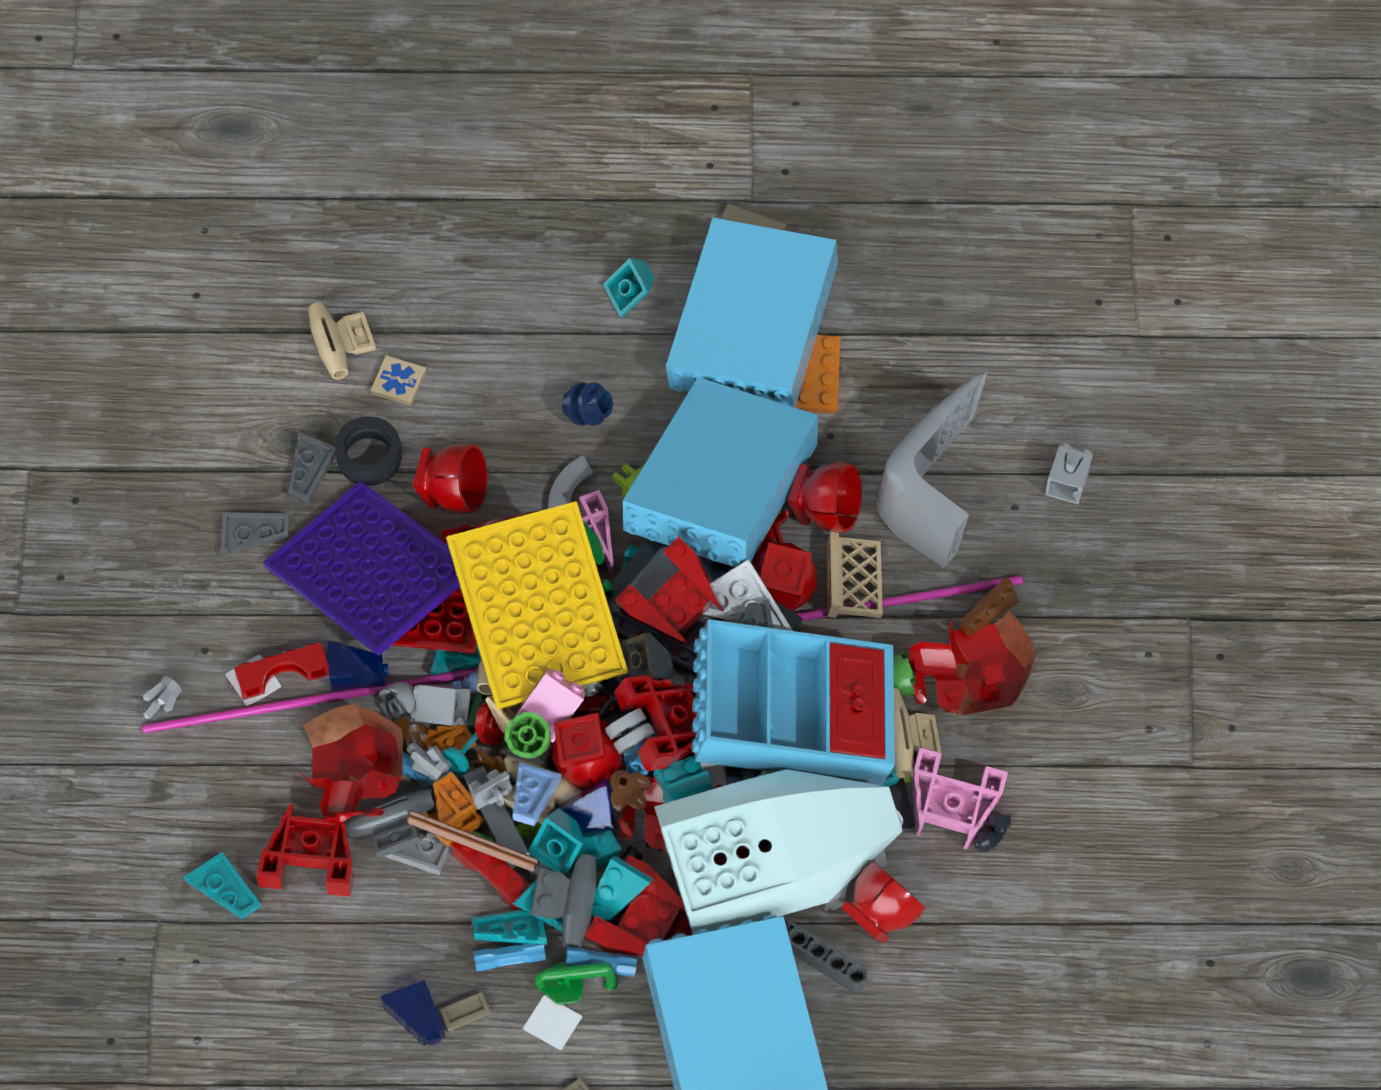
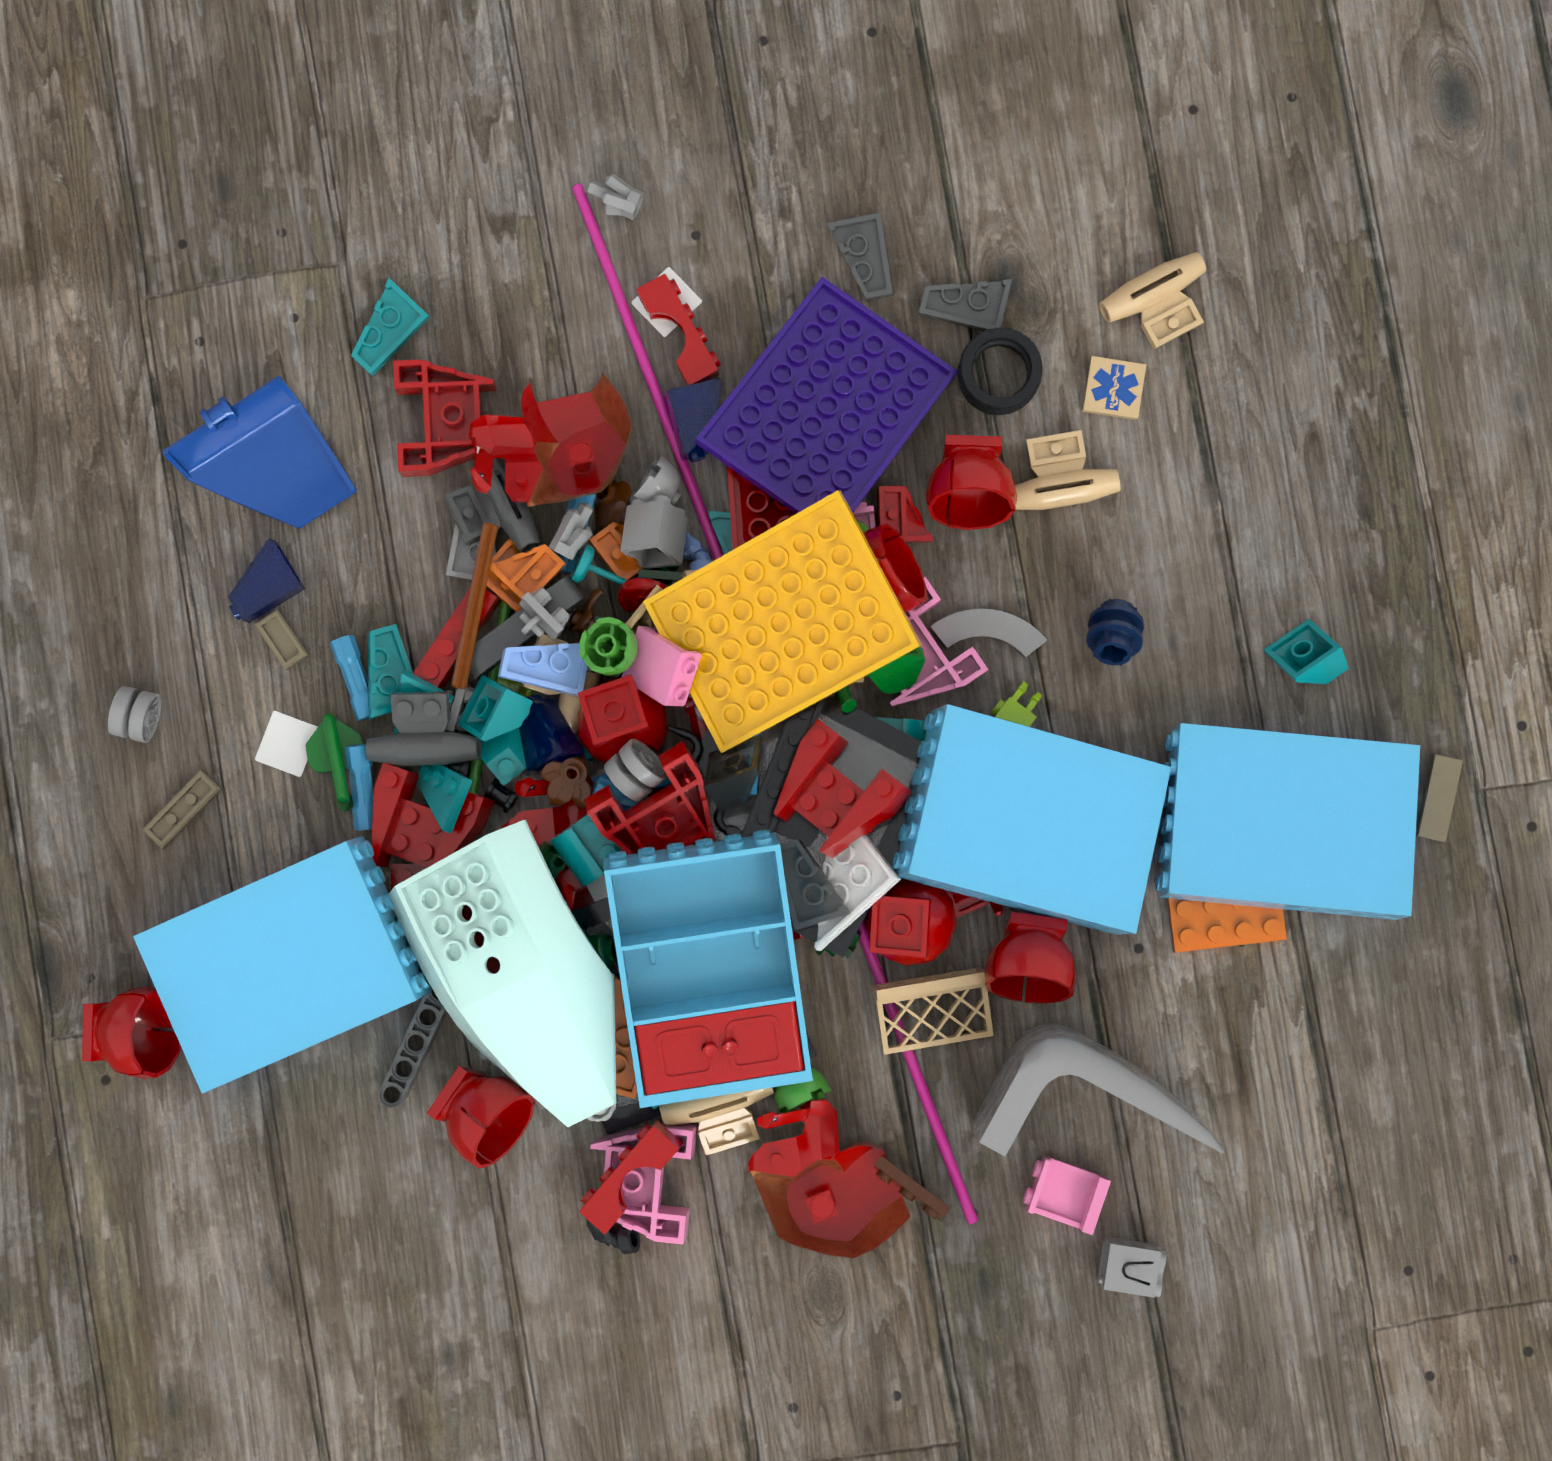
camera: 90 degrees right, 25 degrees up
(314, 994) = (264, 456): none -> blue panel
(459, 424) = (1061, 476): none -> tan plate
(966, 817) = (653, 1150): none -> red arch
(1009, 510) = (1066, 1193): none -> bright pink panel

